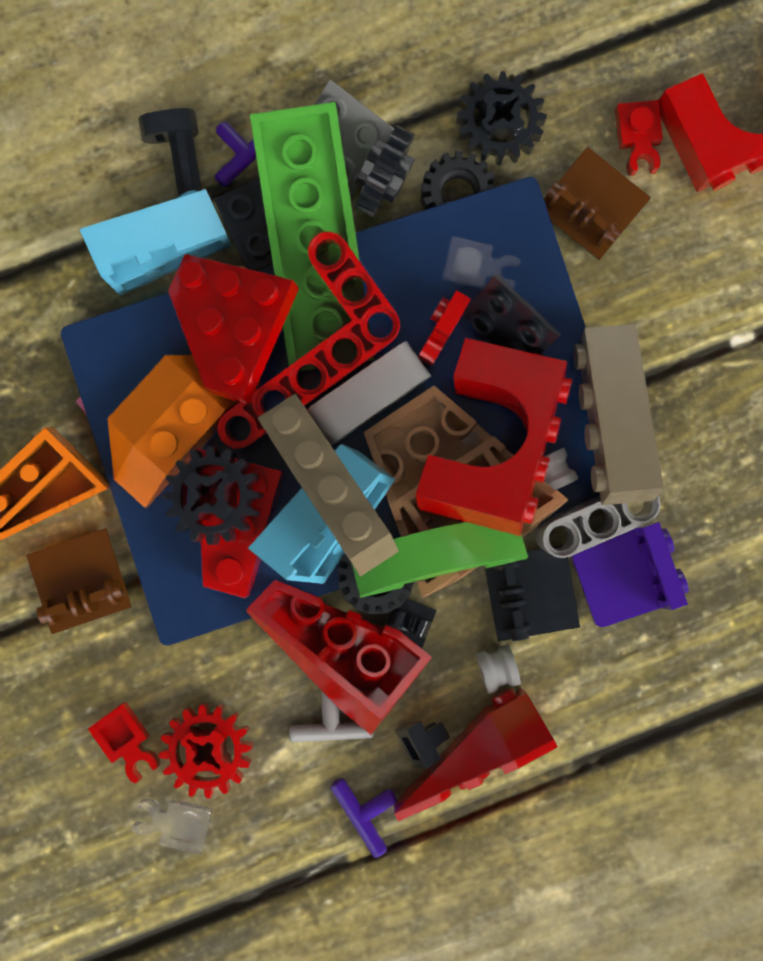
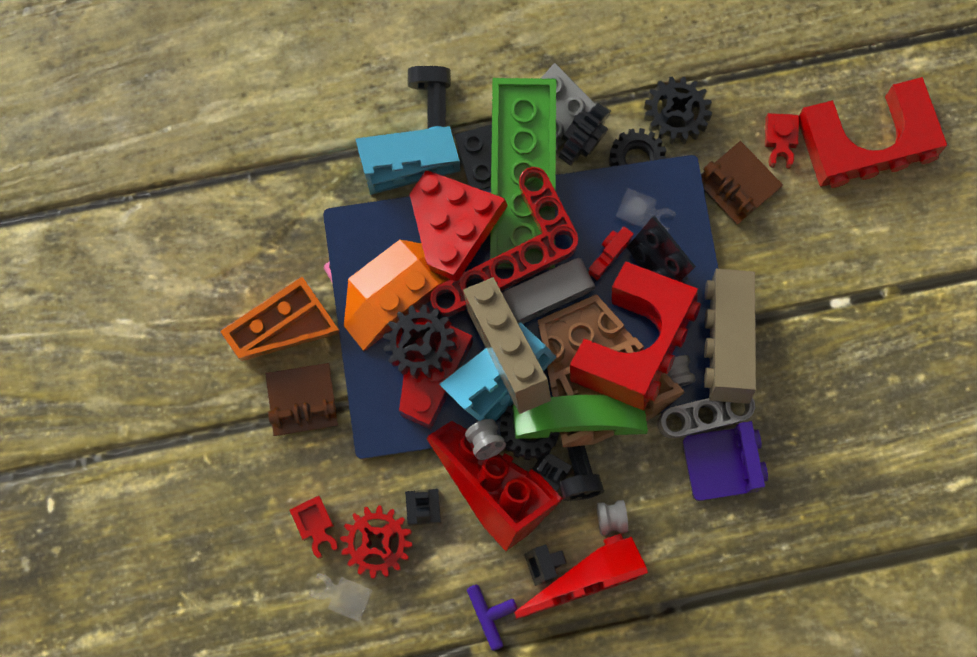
camera: 15 degrees right, 10 degrees down
(244, 155) = (481, 106): dark purple piece -> none
(257, 693) = (423, 507): none -> black tile
(321, 601) = (485, 439): none -> light grey wheel
(330, 729) = (474, 543): light grey piece -> none
(457, 628) = (584, 483): none -> black piece
(532, 596) = (647, 467): black hinge -> none

